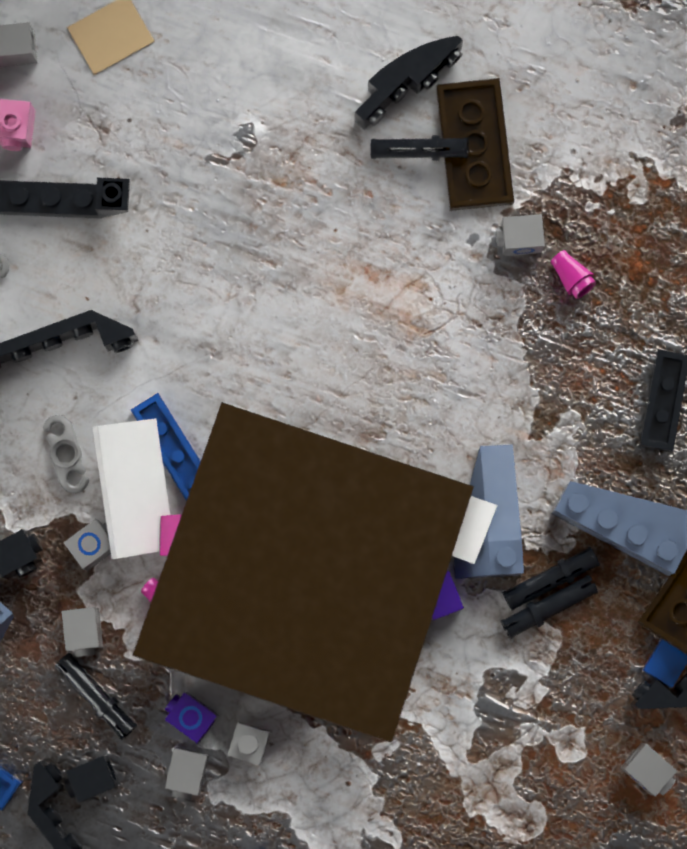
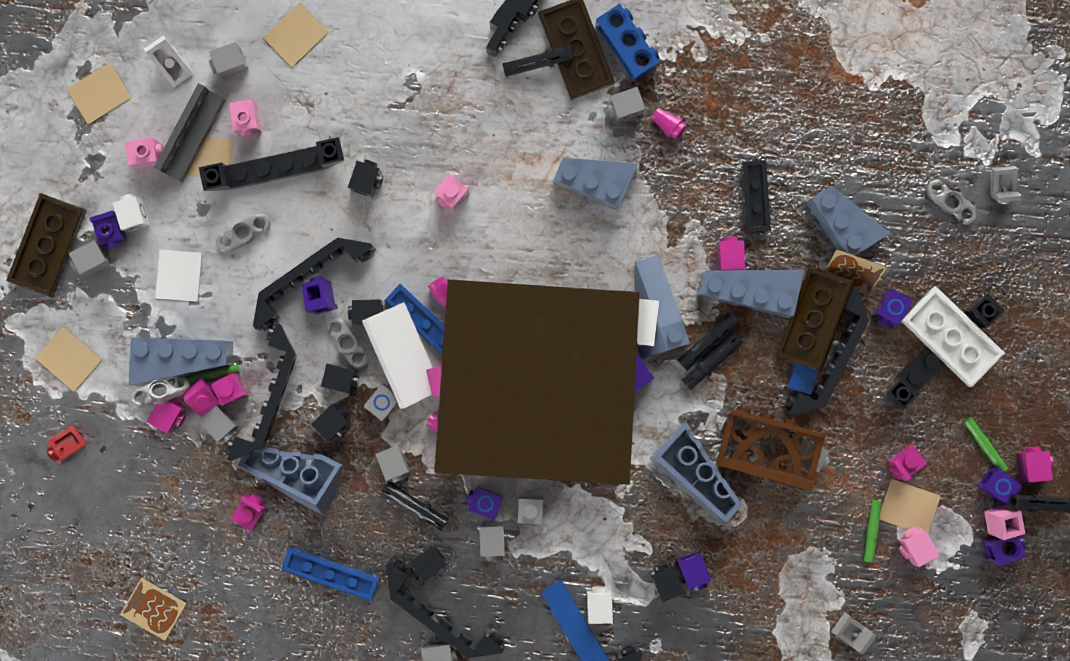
camera: 20 degrees left, 5 degrees up
(43, 498) = (340, 378): none -> black brick
(45, 381) = (318, 296): none -> dark purple brick
(99, 413) = (364, 309): none -> black brick
(150, 243) = (365, 178): none -> black brick
(206, 414) = (438, 290): none -> dark pink cone
(257, 291) = (451, 193): none -> bright pink brick
(455, 323) = (596, 179): none -> sand blue wedge
(483, 746) = (695, 473): none -> sand blue wedge
(538, 169) = (627, 55): none -> blue brick
(551, 750) = (739, 460): none -> reddish brown fence
(611, 469) = (730, 254): none -> dark pink brick

